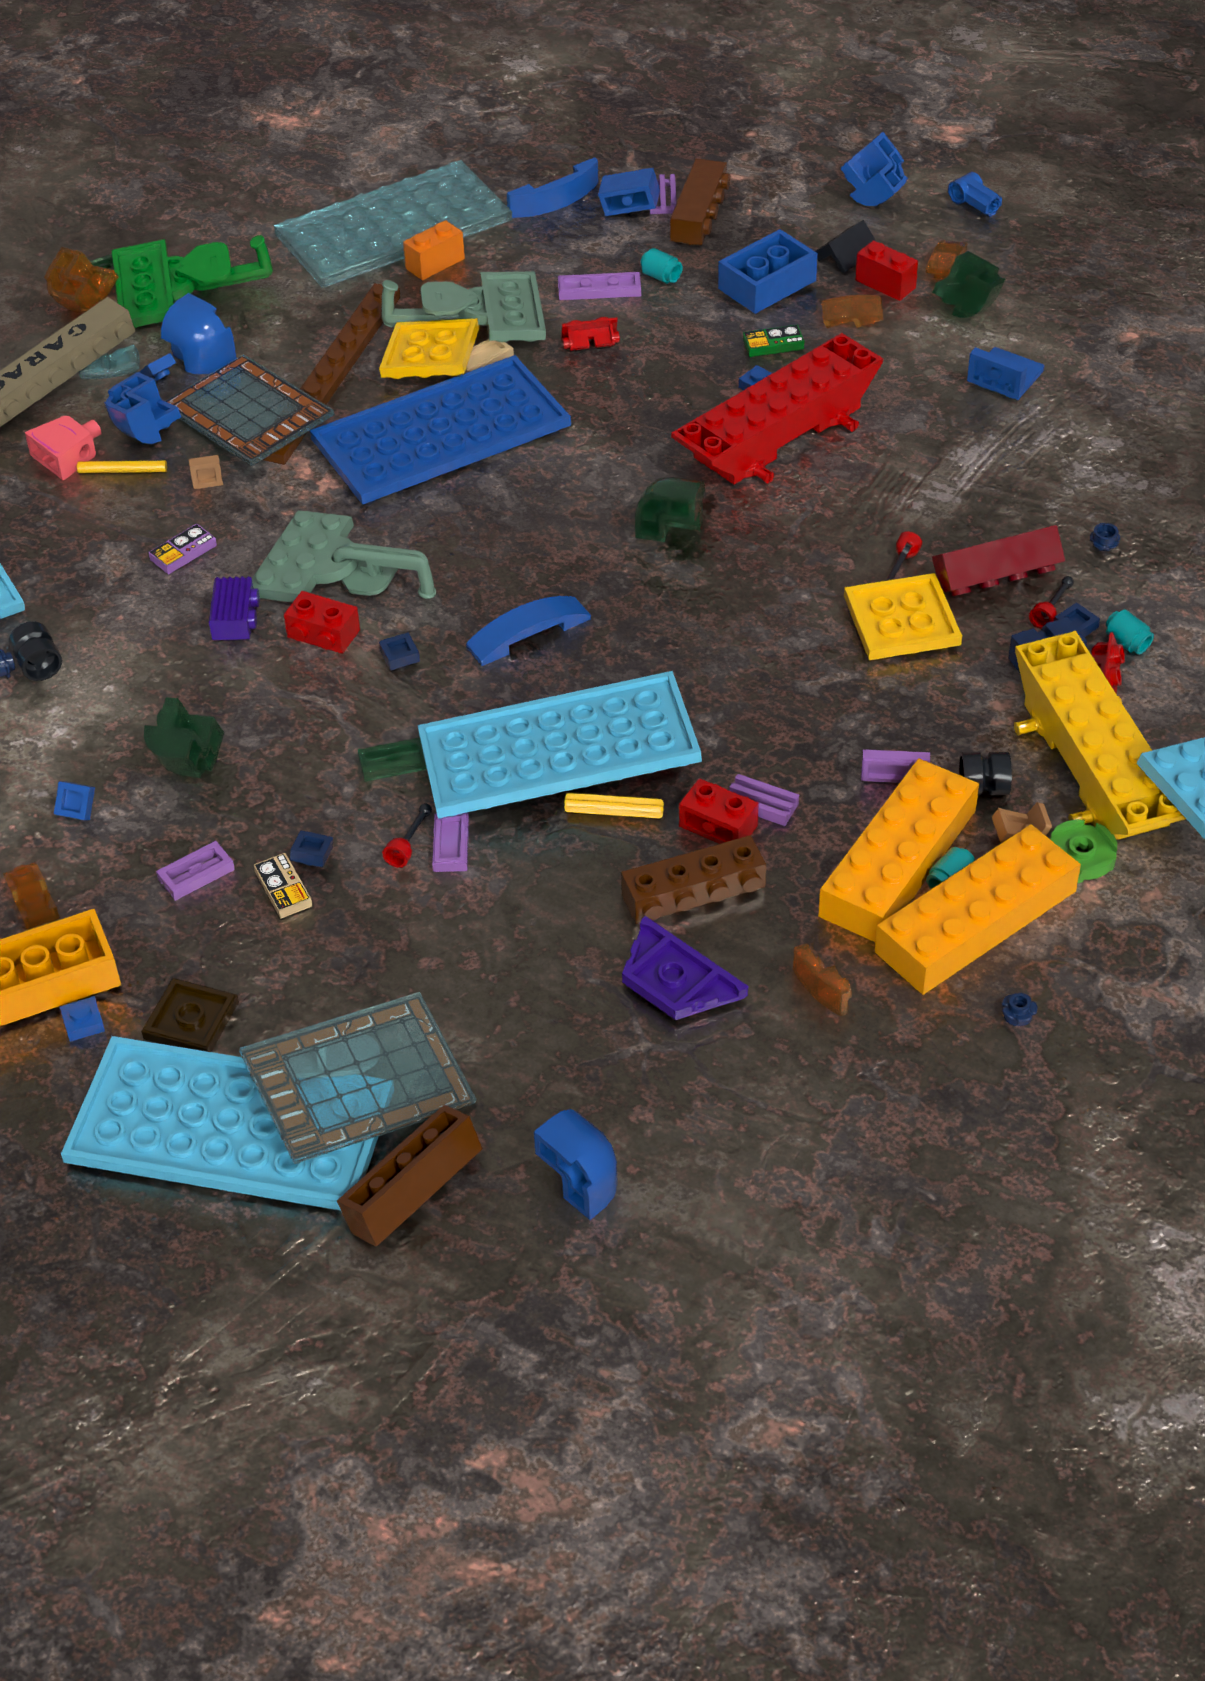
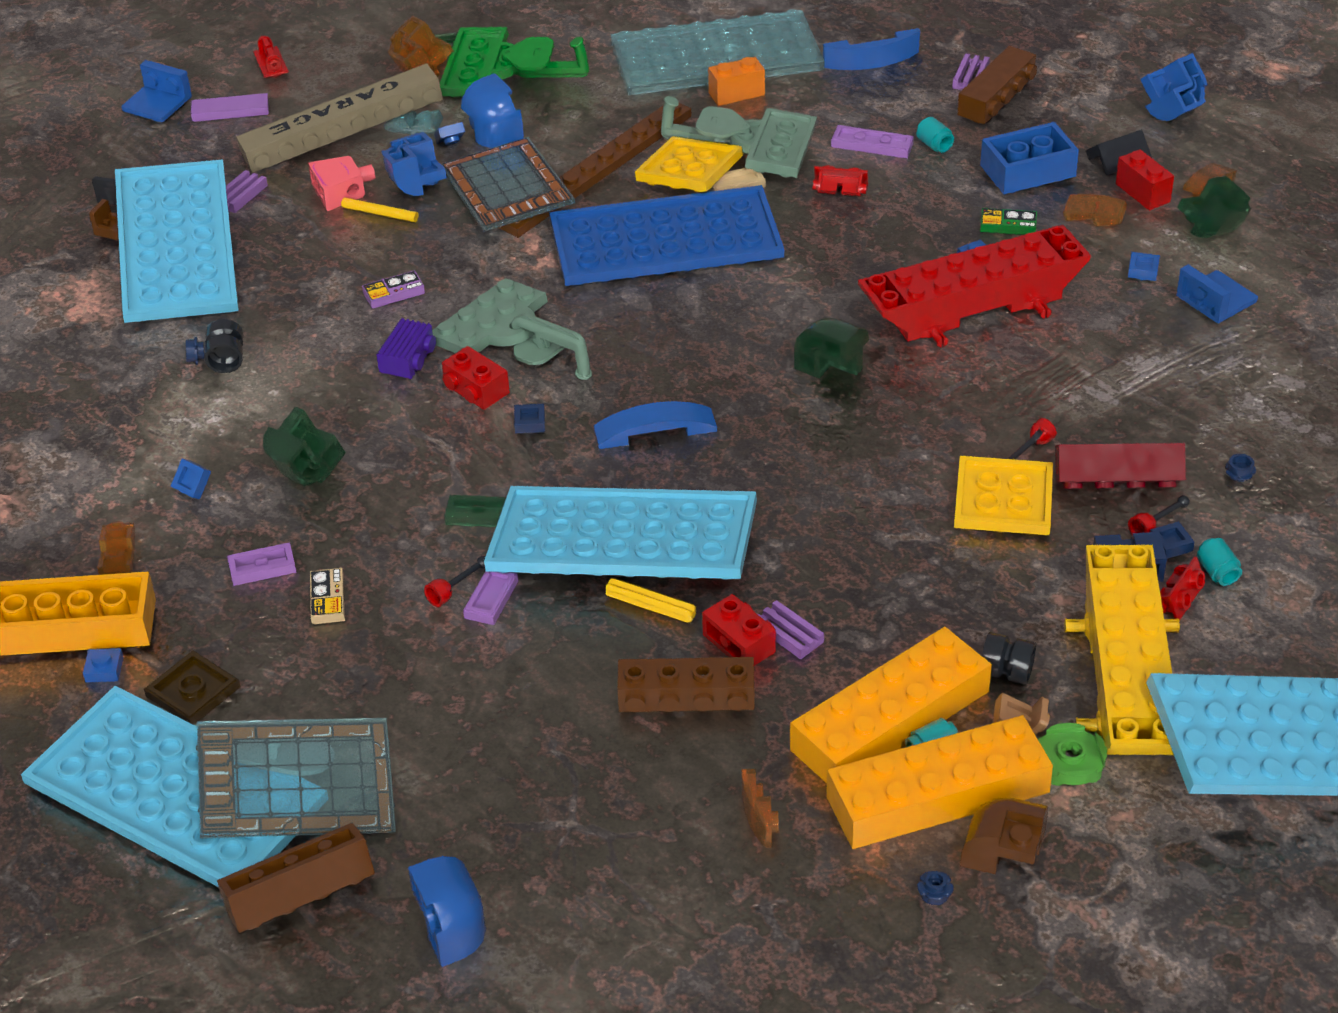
camera: 20 degrees right, 5 degrees down
(205, 472) = (444, 228): medium nougat plate -> none
(311, 848) = (365, 570): dark blue plate -> none
(629, 192) = (936, 64): blue brick -> none
(677, 975) = (628, 767): dark purple wing -> none
(888, 765) = (917, 626): medium lavender tile -> none
(925, 358) = (1143, 266): none -> blue plate
(972, 191) = (1265, 124): blue piece -> none
(1061, 938) = (1005, 830): none -> reddish brown brick

